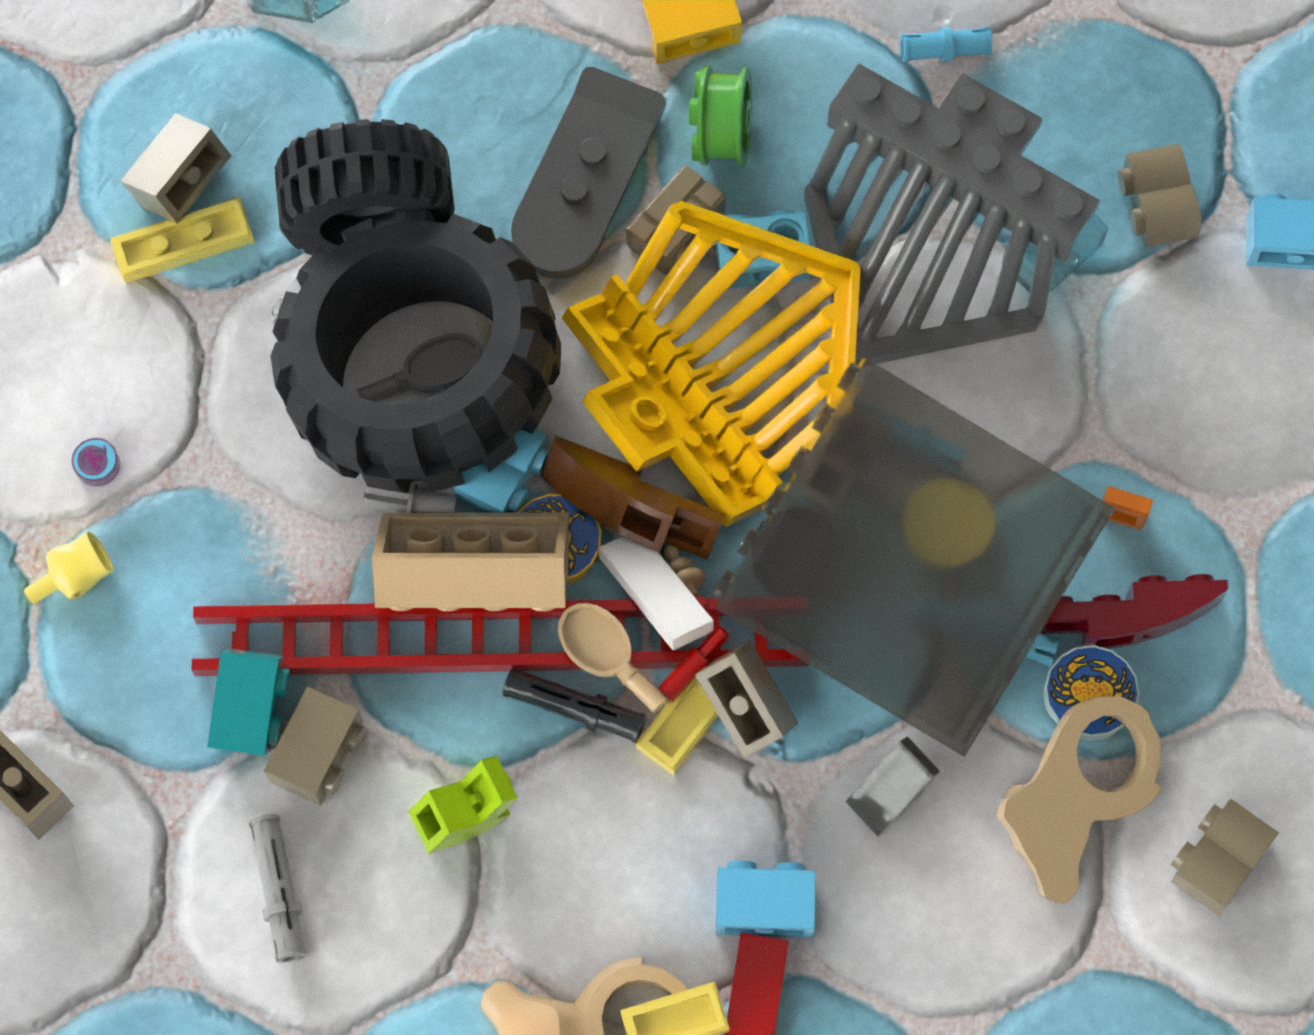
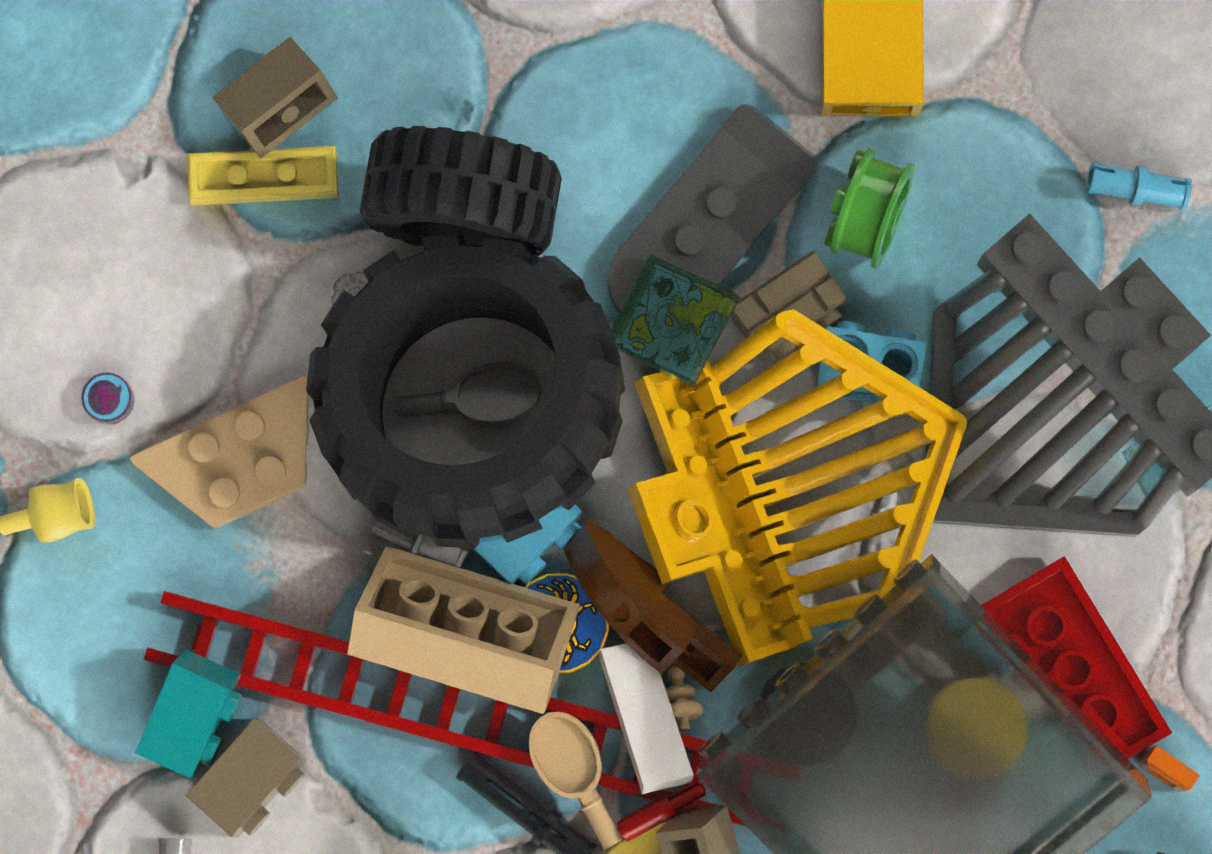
camera: 20 degrees right, 10 degrees up
(226, 480) = (237, 457): none -> tan wing
(581, 253) = (673, 320): none -> clear green tile
(1007, 413) = (1075, 648): none -> red wing

